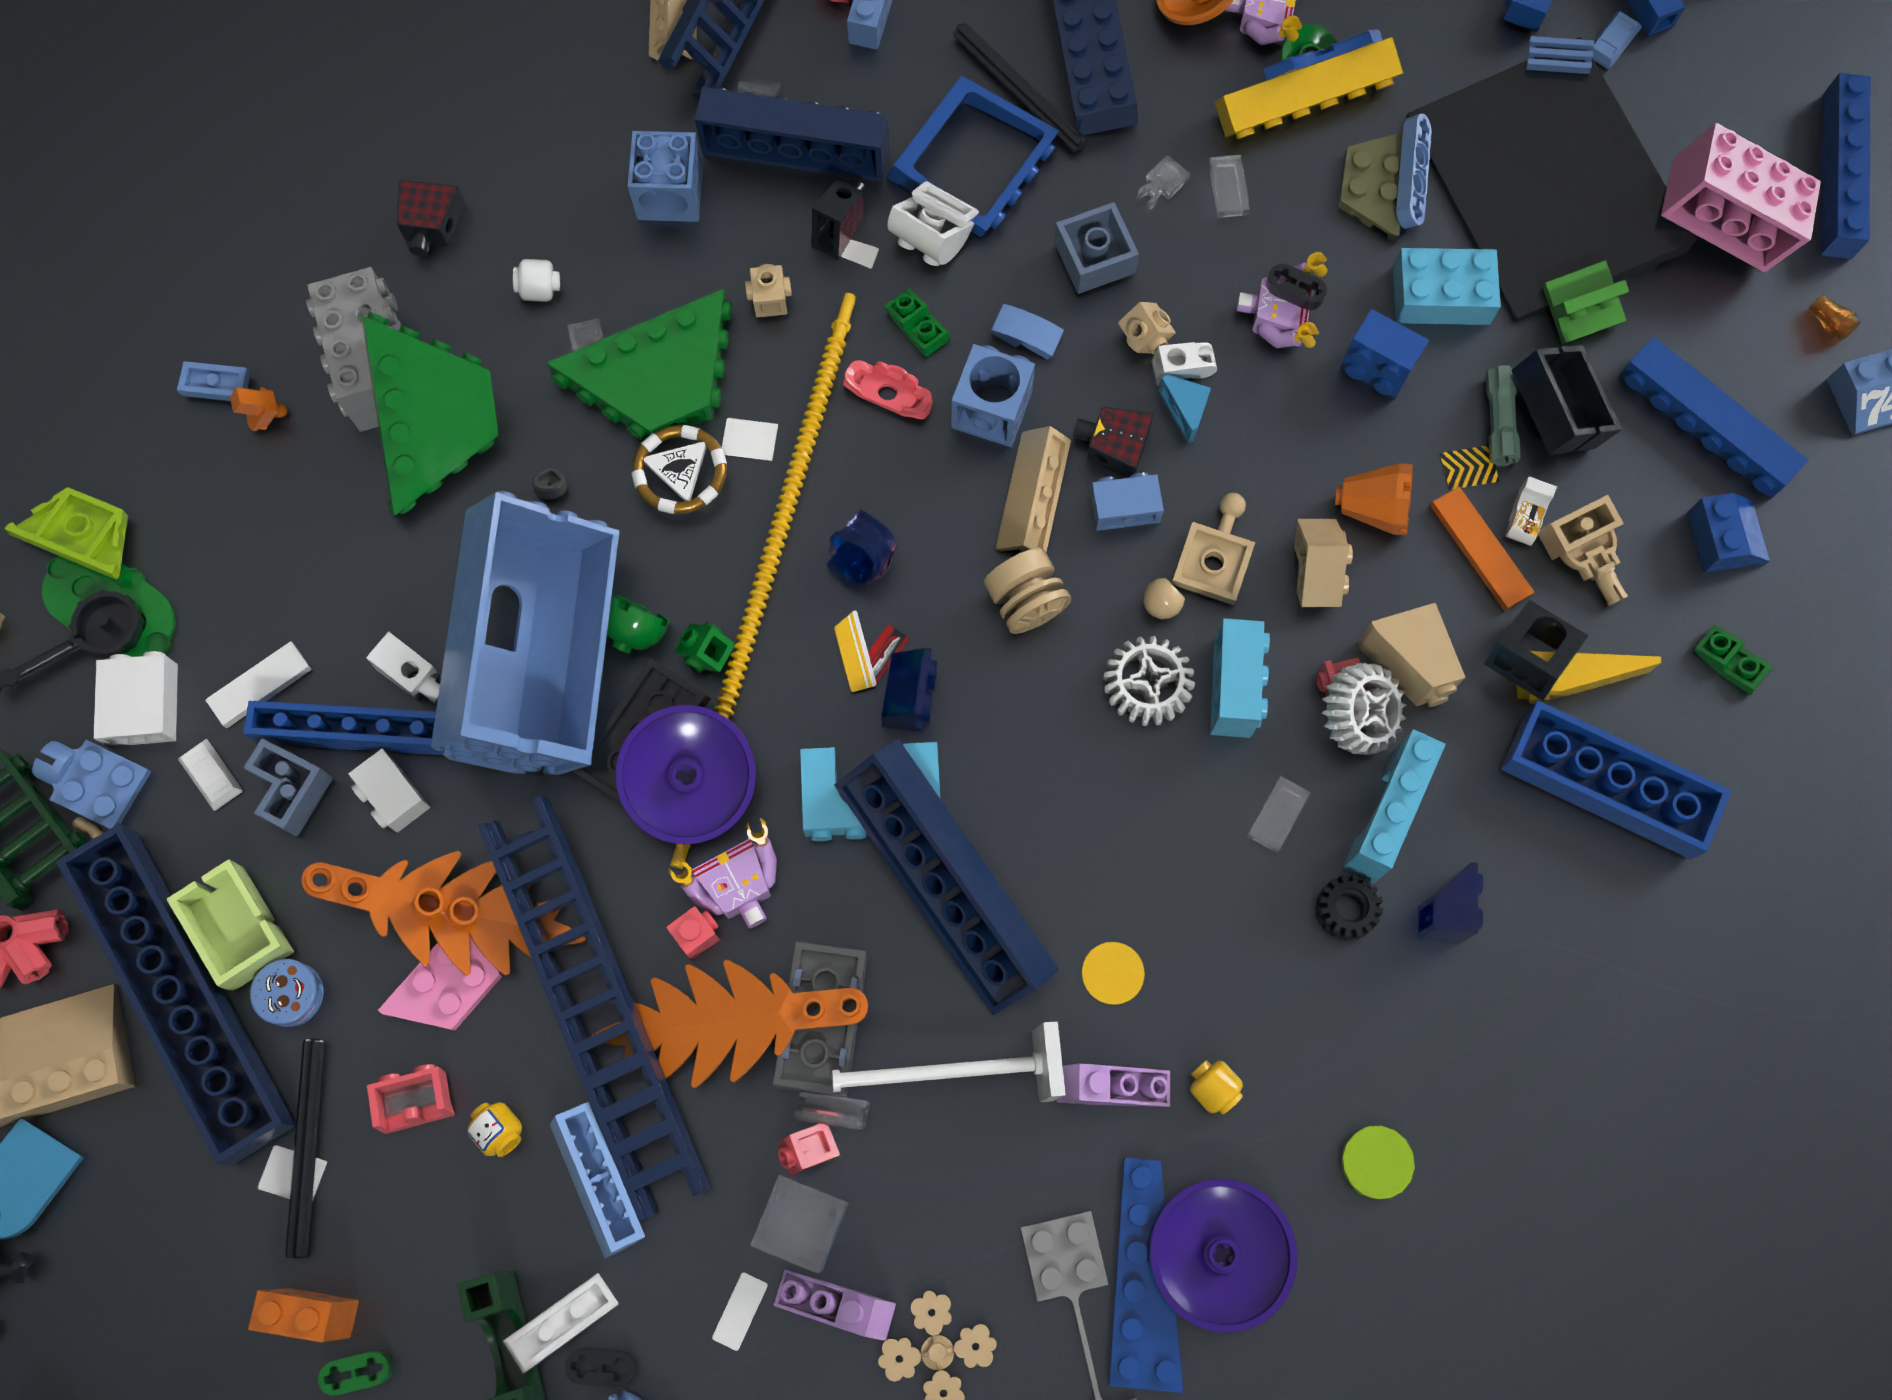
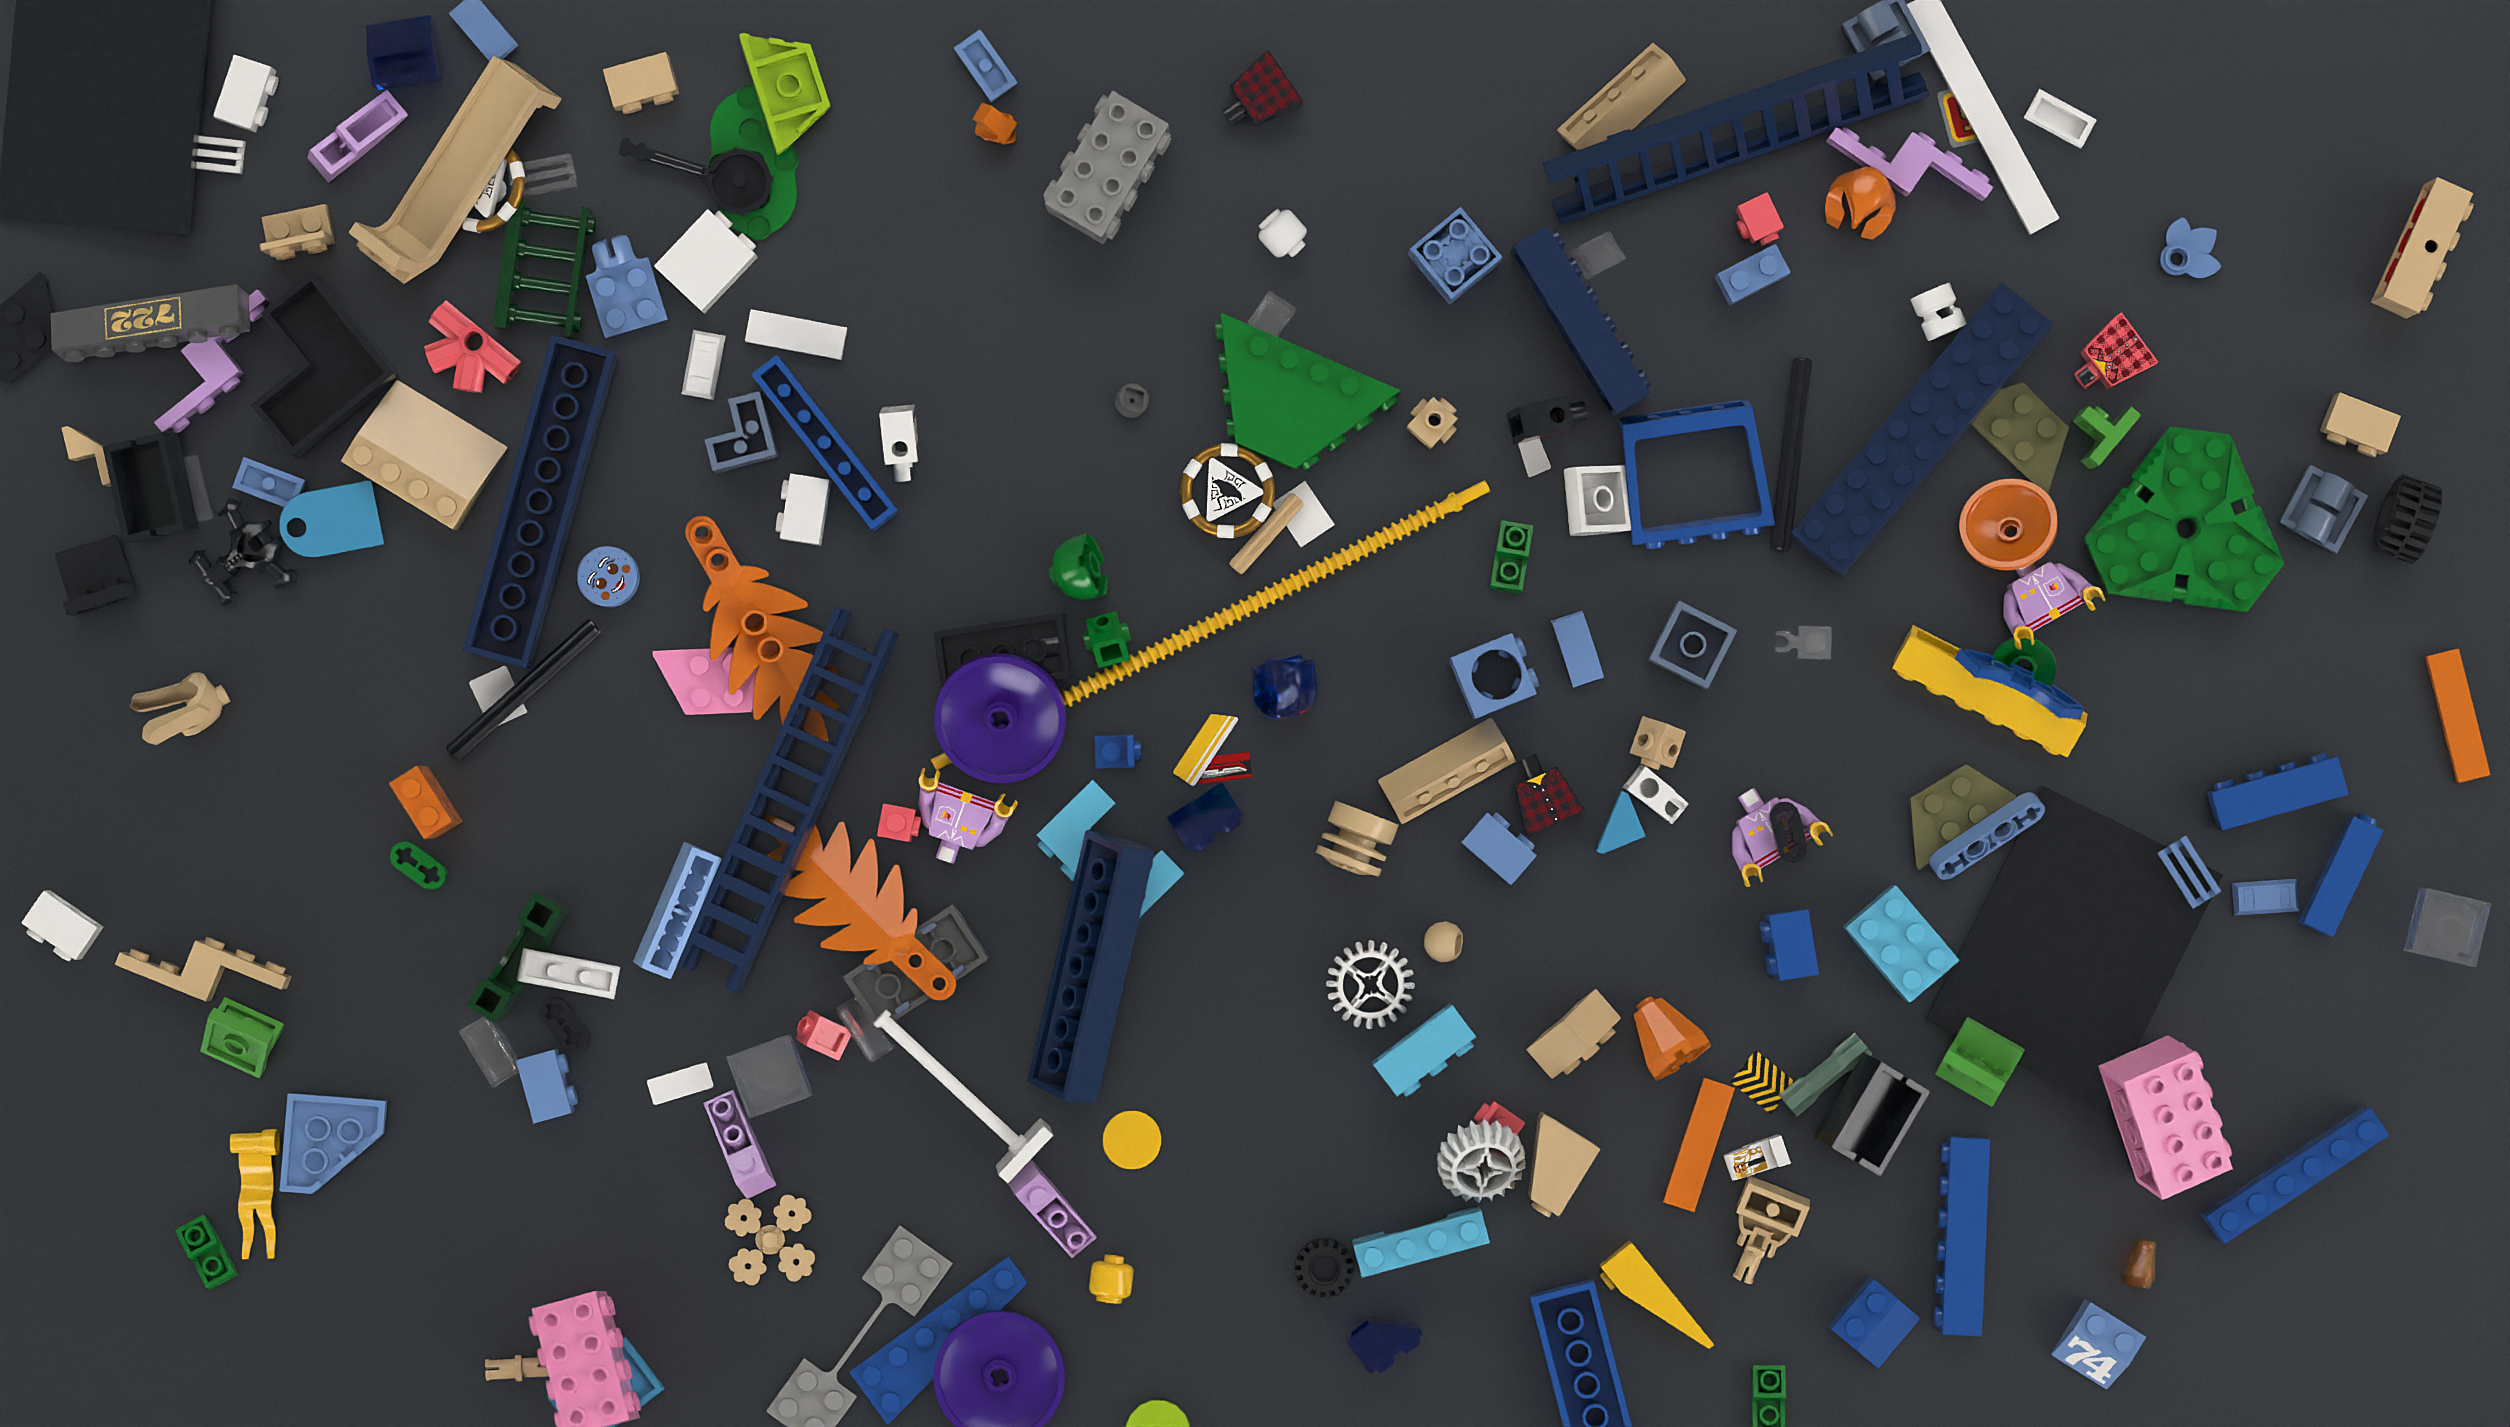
camera: 45 degrees right, 15 degrees up
(86, 827) = (591, 326): tan piece -> none
(230, 925) = (617, 495): yellowish green piece -> none
(409, 1099) = (616, 732): coral window -> none
(428, 409) = (1103, 270): green piece -> none
(494, 1129) = (648, 810): yellow head -> none
(543, 697) = (971, 553): medium blue panel -> none
(738, 473) = (1266, 533): none -> tan axle
(797, 718) = (1116, 751): none -> blue bracket
(868, 380) = (1428, 562): coral piece -> none
(944, 204) = (1622, 498): white tile -> none
(1229, 186) = (1848, 698): clear tile -> none
(1229, 549) = (1529, 958): tan plate -> none
(1278, 814) = (1352, 1162): clear tile -> none
(1527, 668) = (1611, 1256): black panel -> none

